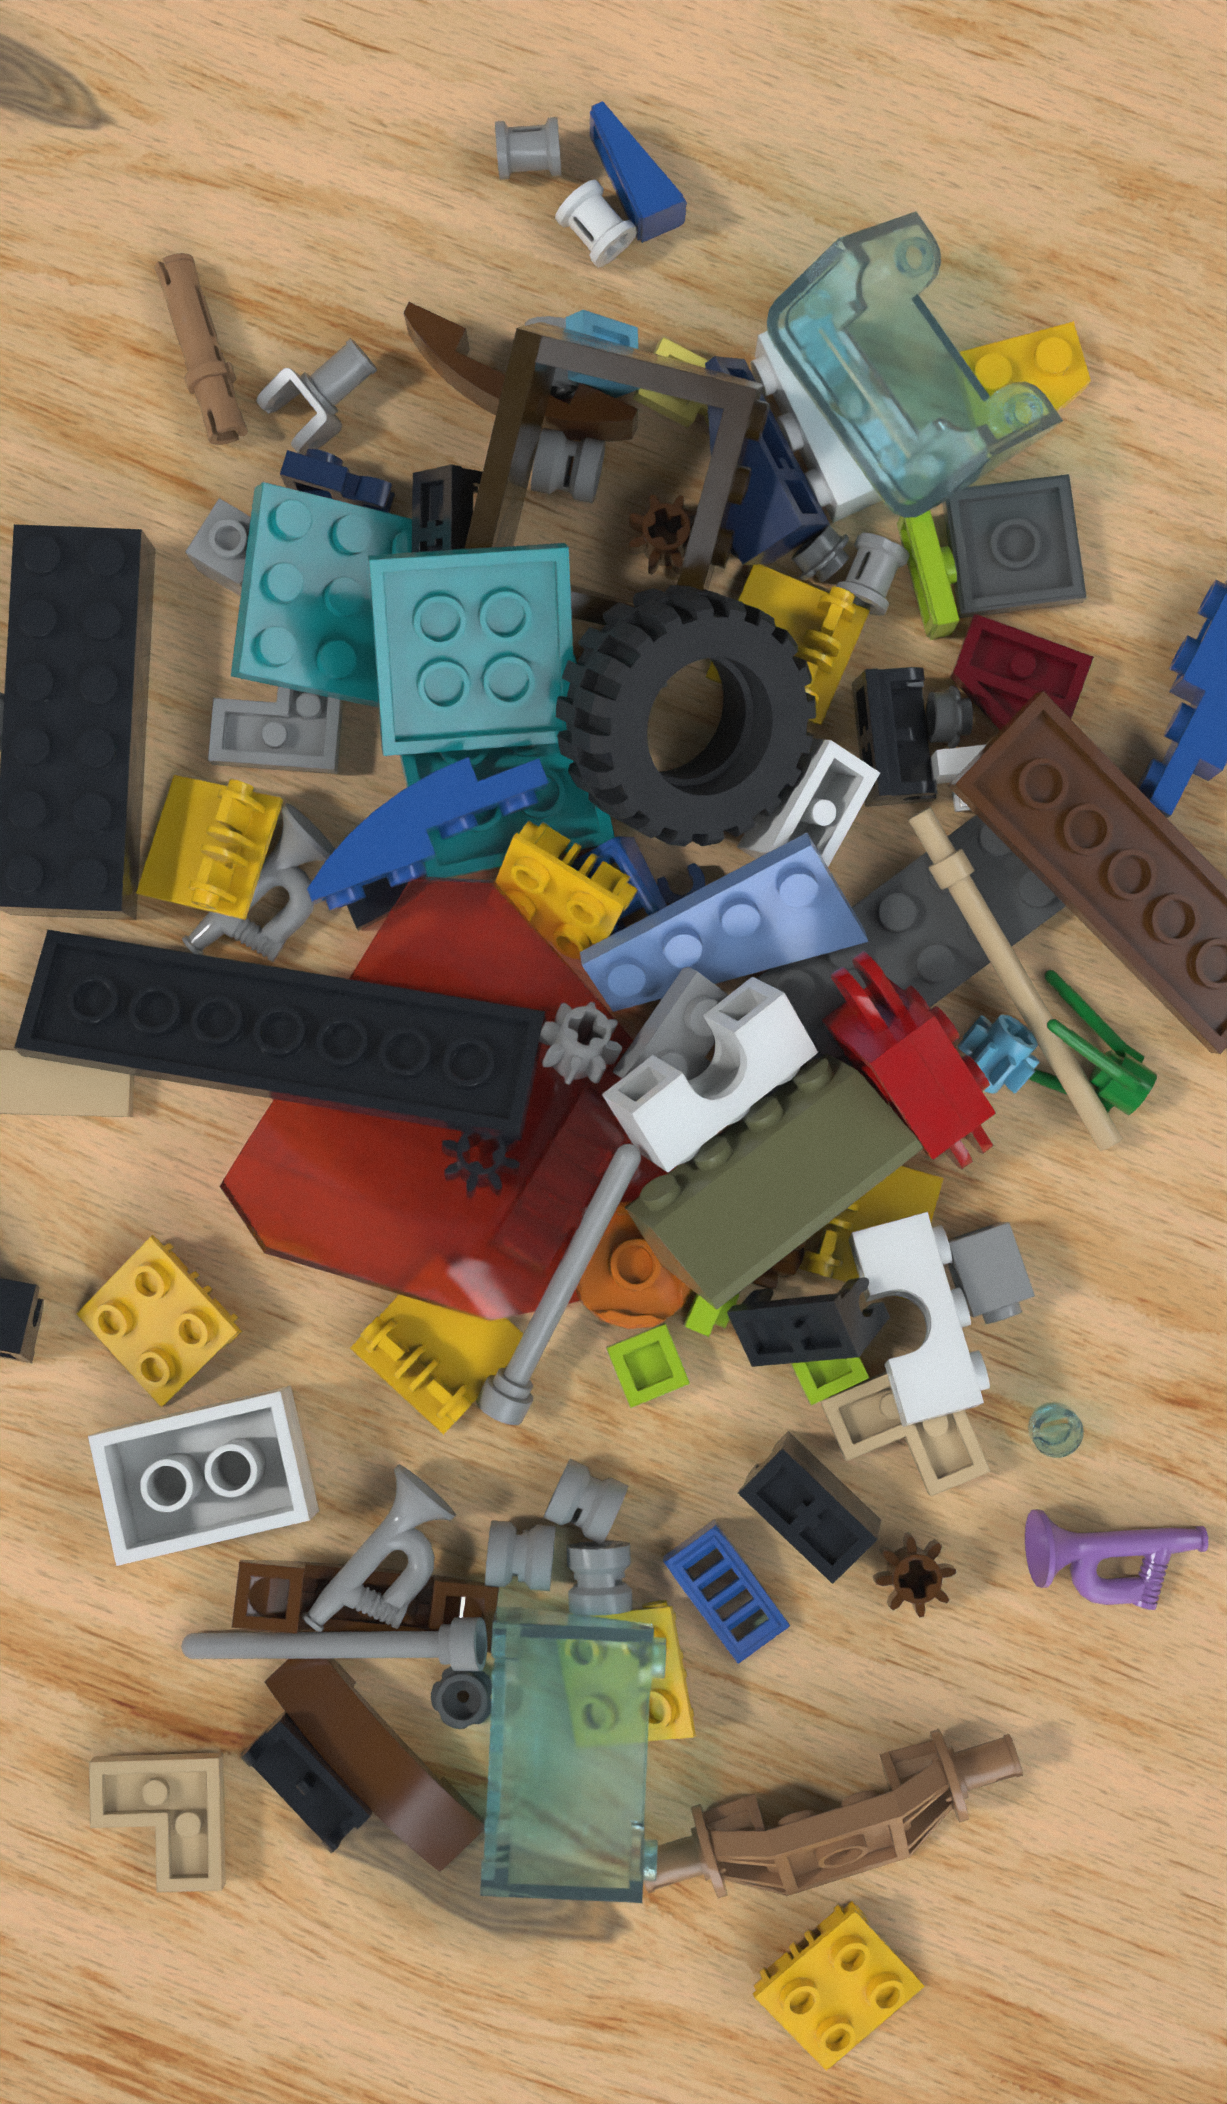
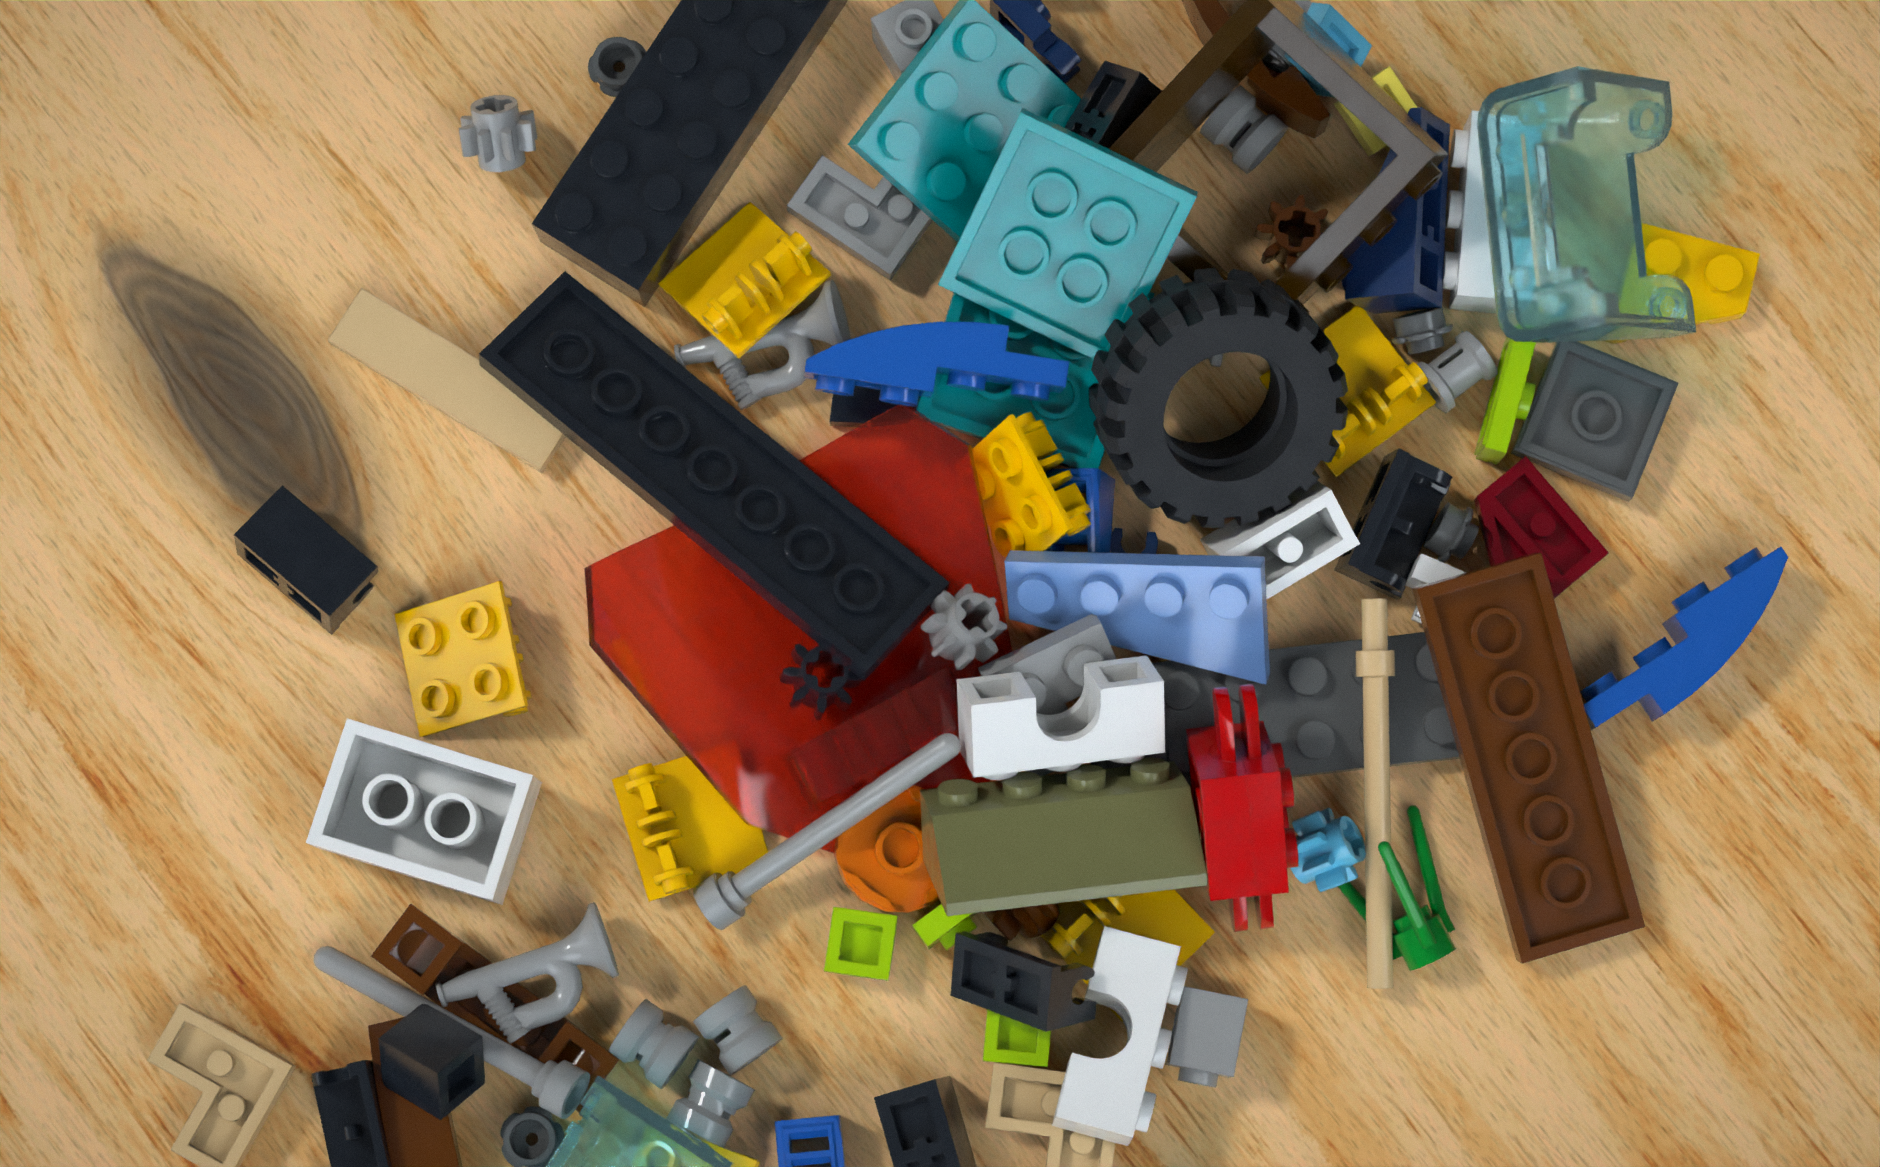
camera: 30 degrees right, 5 degrees down
(338, 1686) = (432, 1060): none -> black panel

